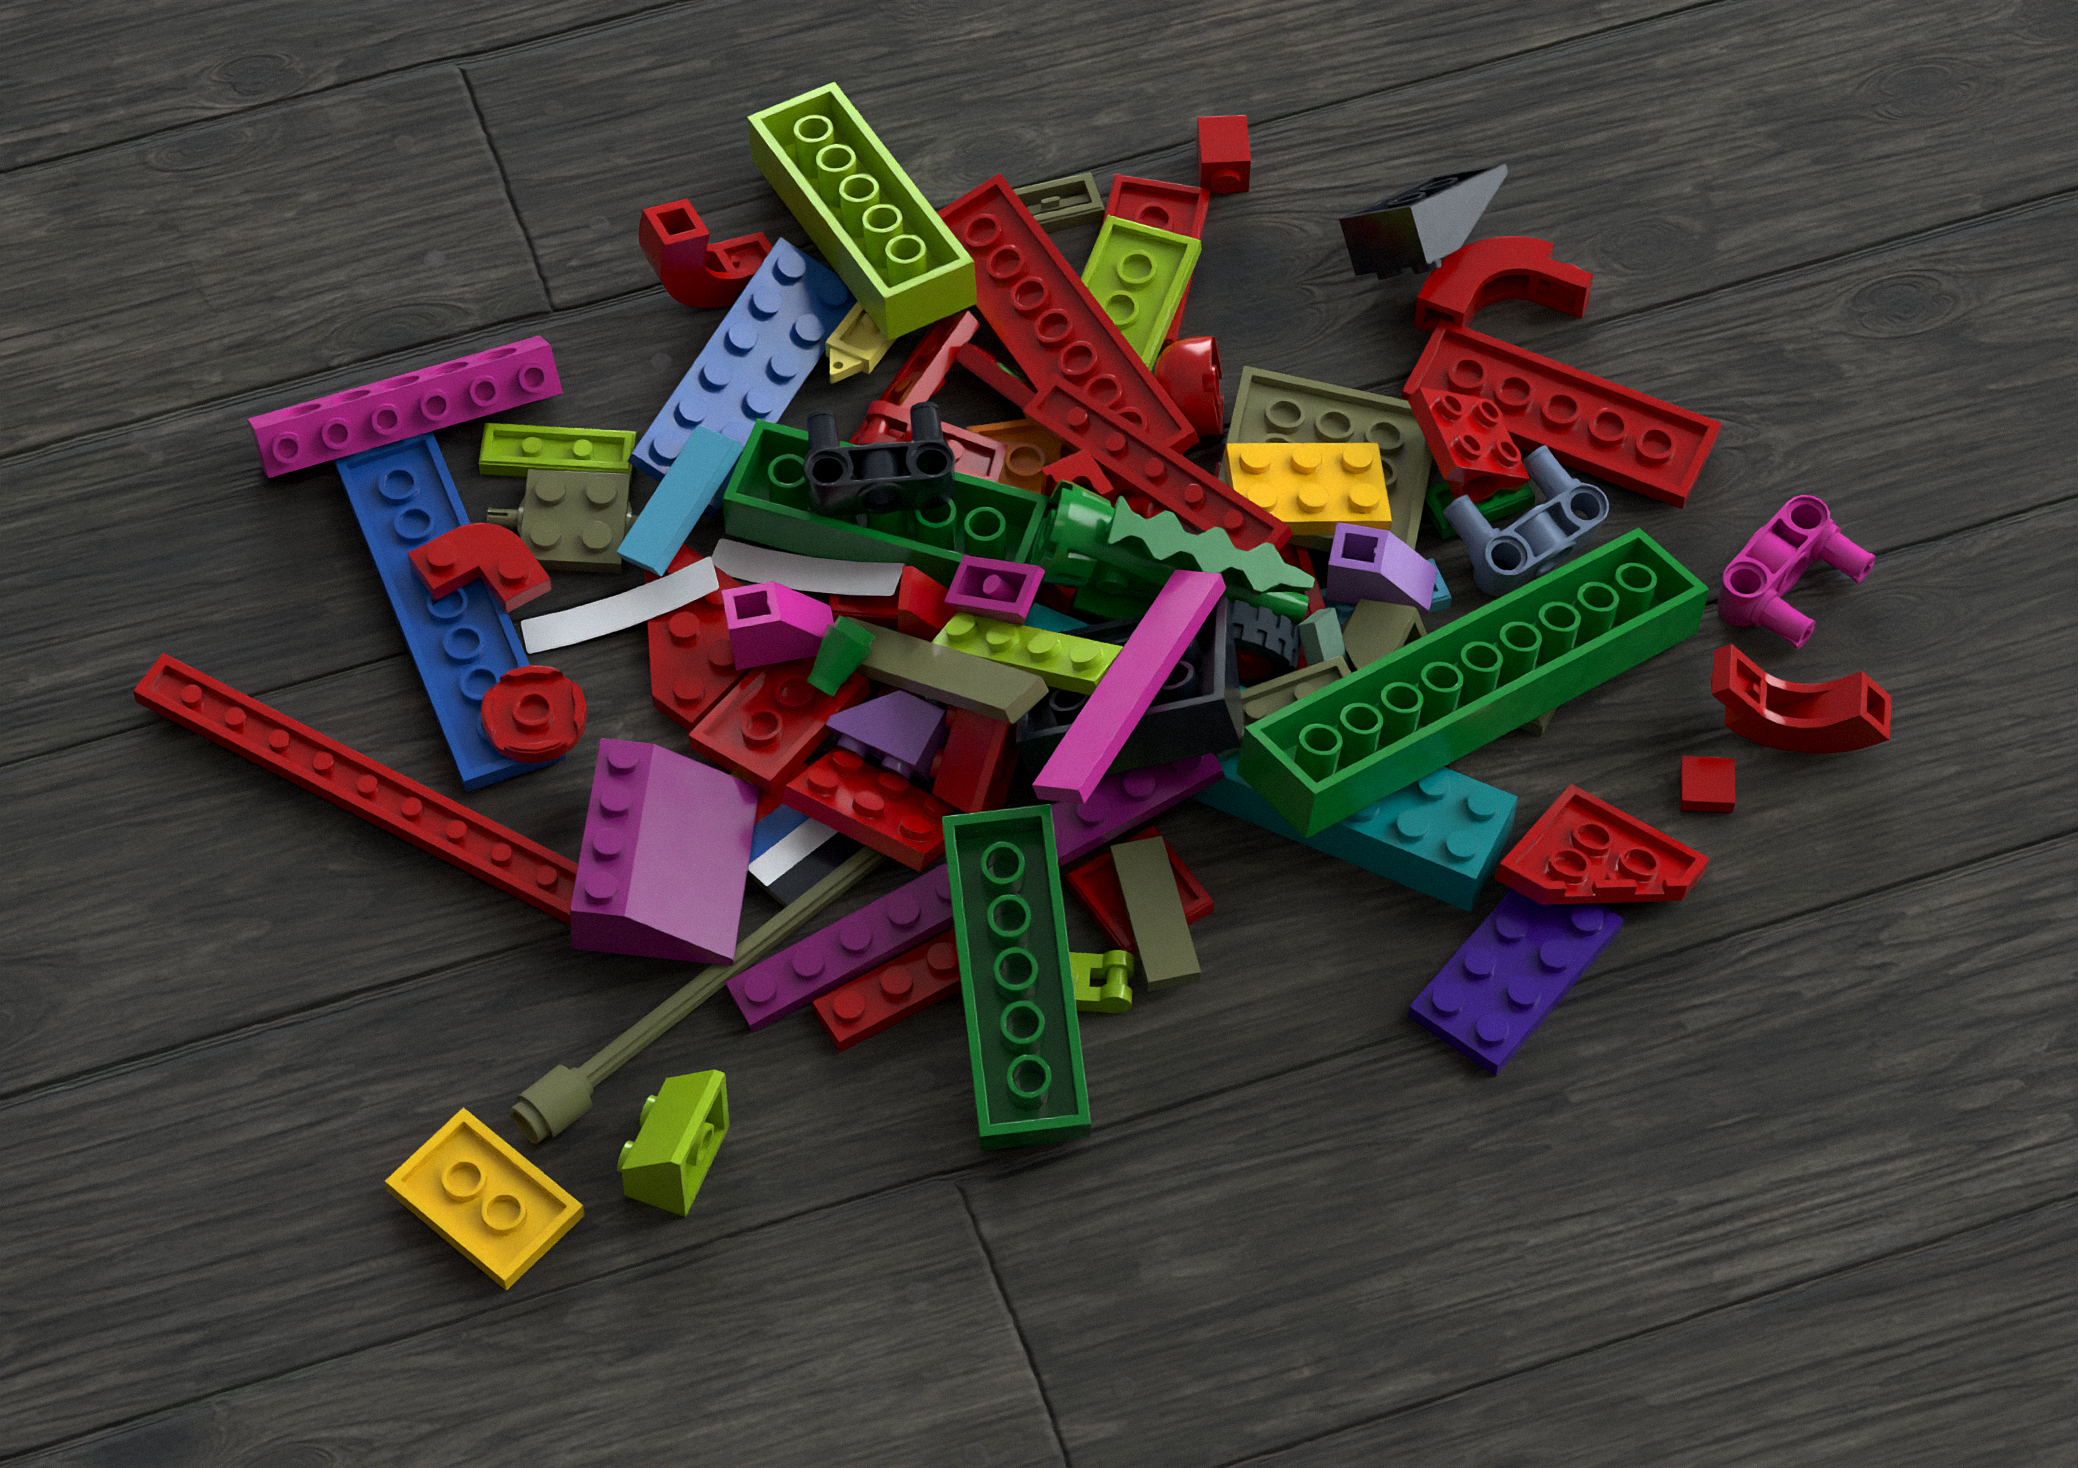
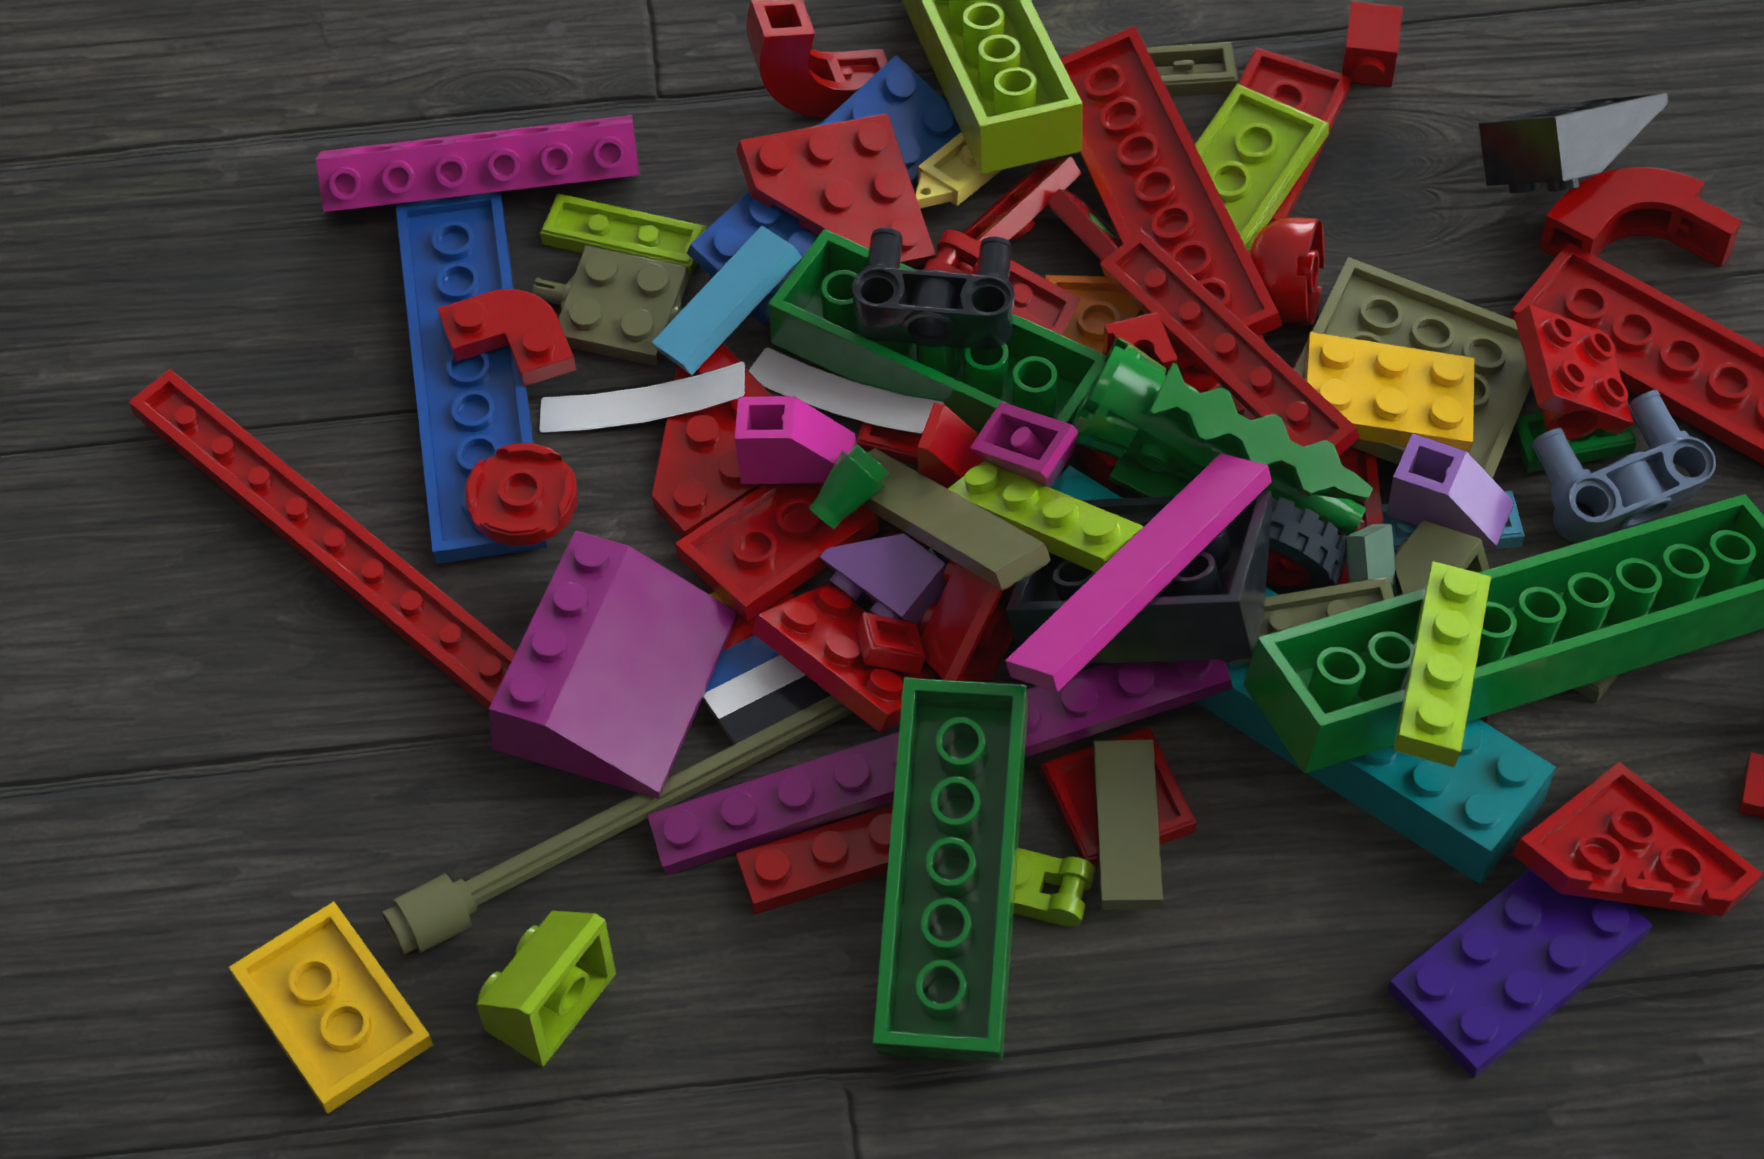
camera: 15 degrees right, 0 degrees up
(757, 369) = (839, 180): none -> red plate
(910, 791) = (890, 643): none -> red tile
(1407, 722) = (1442, 664): none -> lime plate

